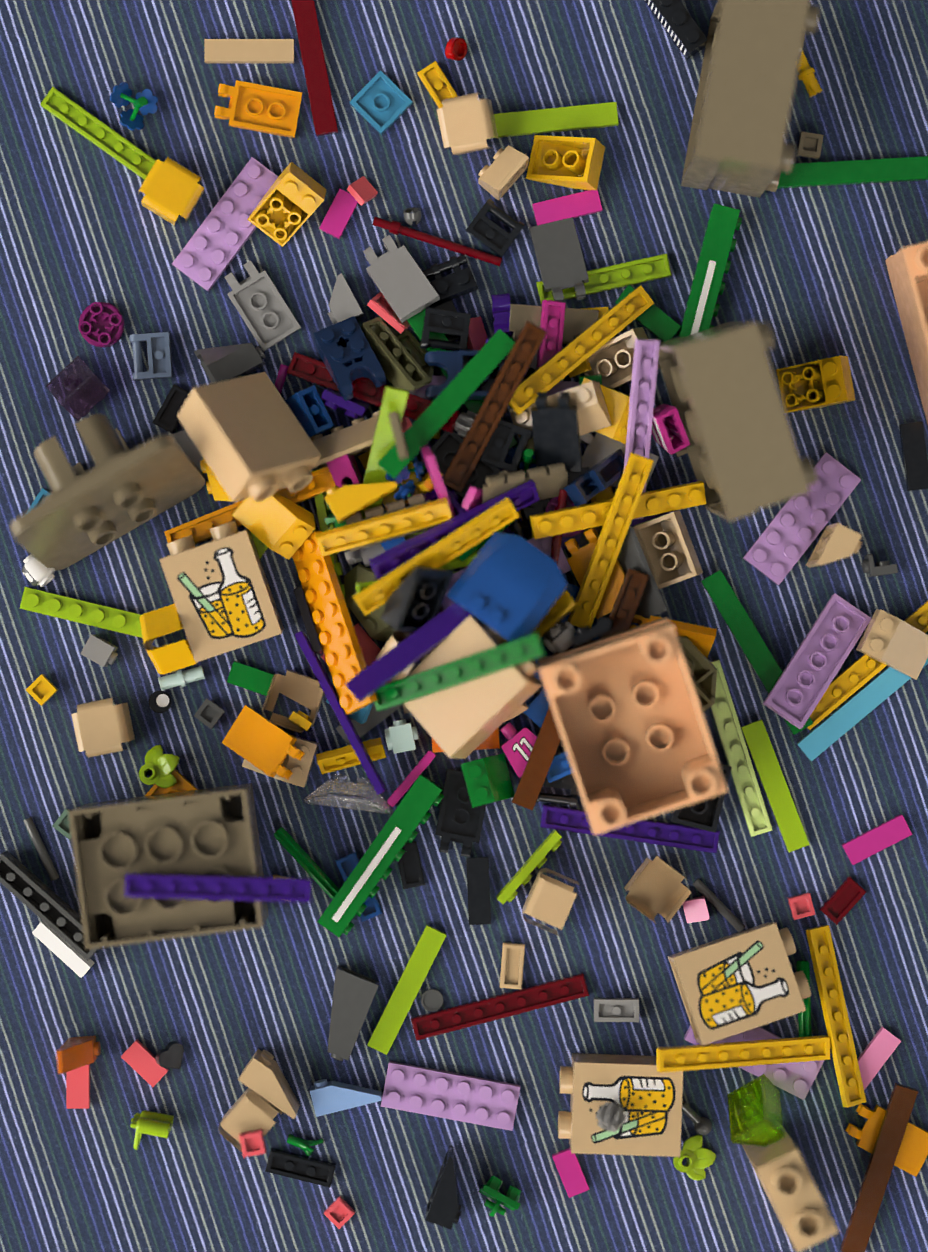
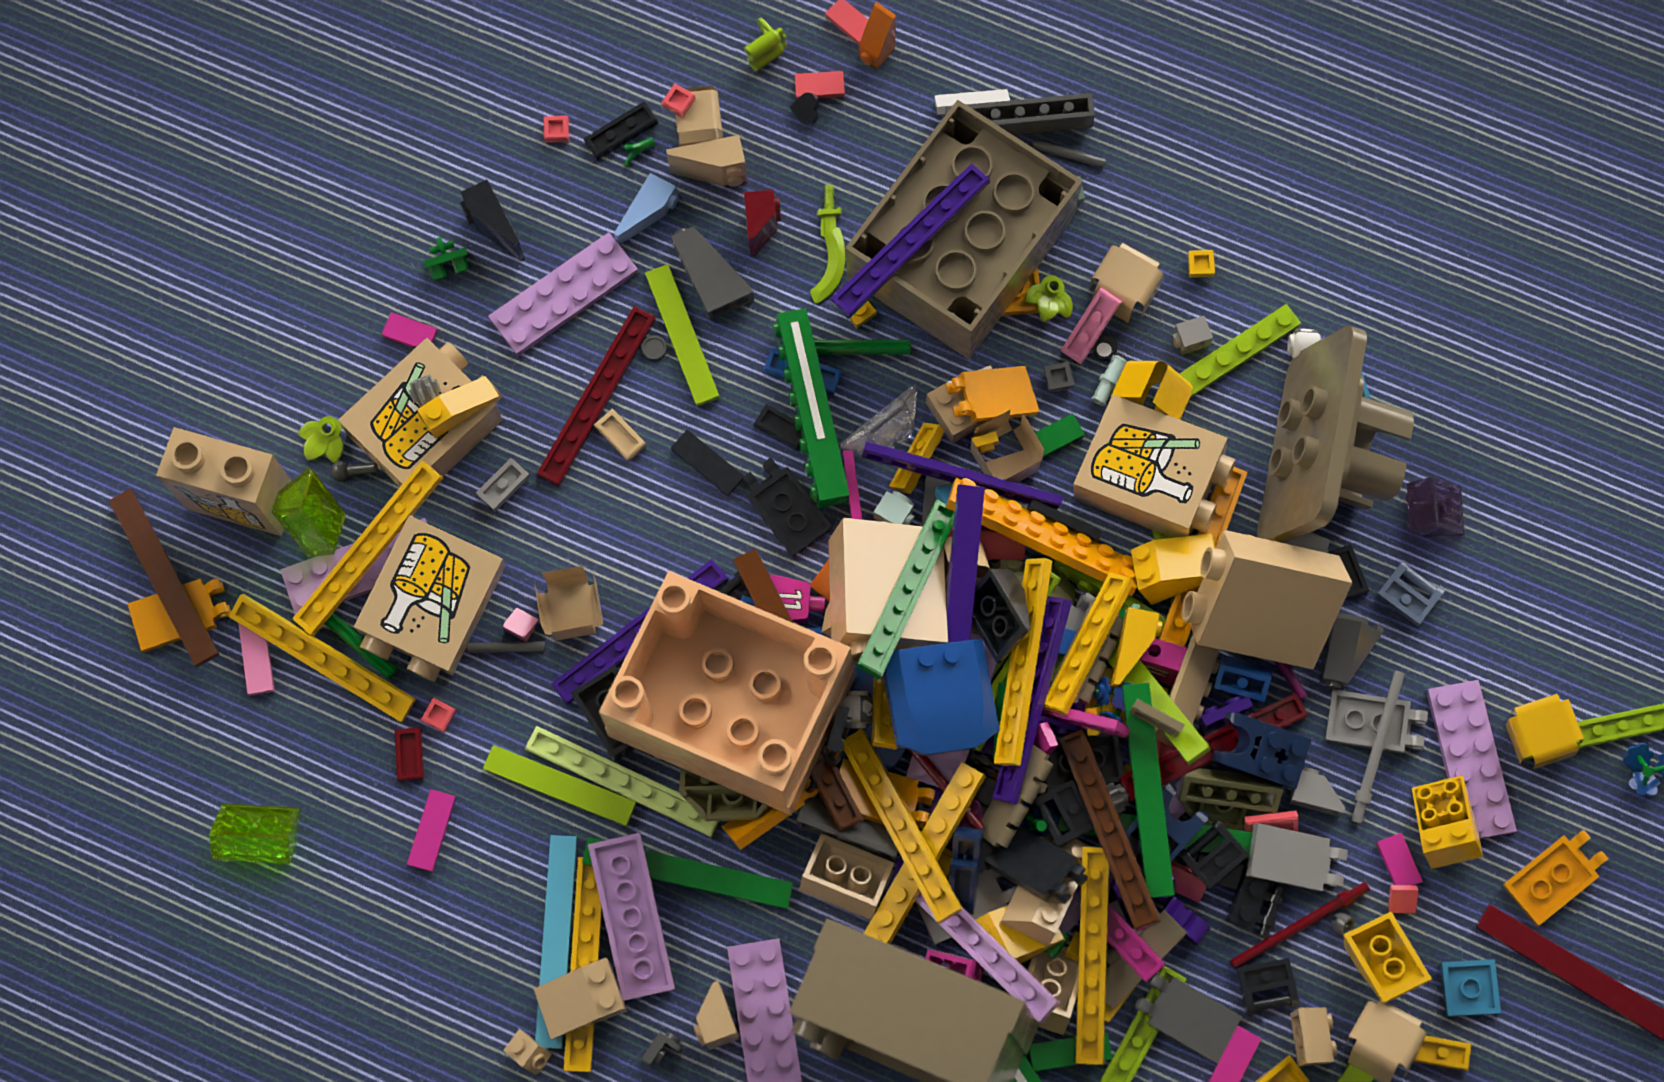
camera: 135 degrees right, 15 degrees down
(101, 324) = (1474, 576): magenta tile -> none
(155, 722) = (1091, 326): none -> bright pink tile
(249, 50) = (1616, 914): tan tile -> none
(251, 946) = (835, 248): none -> lime sword
(280, 1011) = (761, 217): none -> dark red slope
(316, 272) = (1363, 795): none -> light grey bar
(414, 165) = (1385, 958): none -> yellow slope
(487, 780) = (792, 547): green slope -> none
(523, 875) = (685, 509): lime plate -> none
(549, 900) = (645, 507): tan piece -> none
(600, 1086) = (457, 405): none -> yellow slope

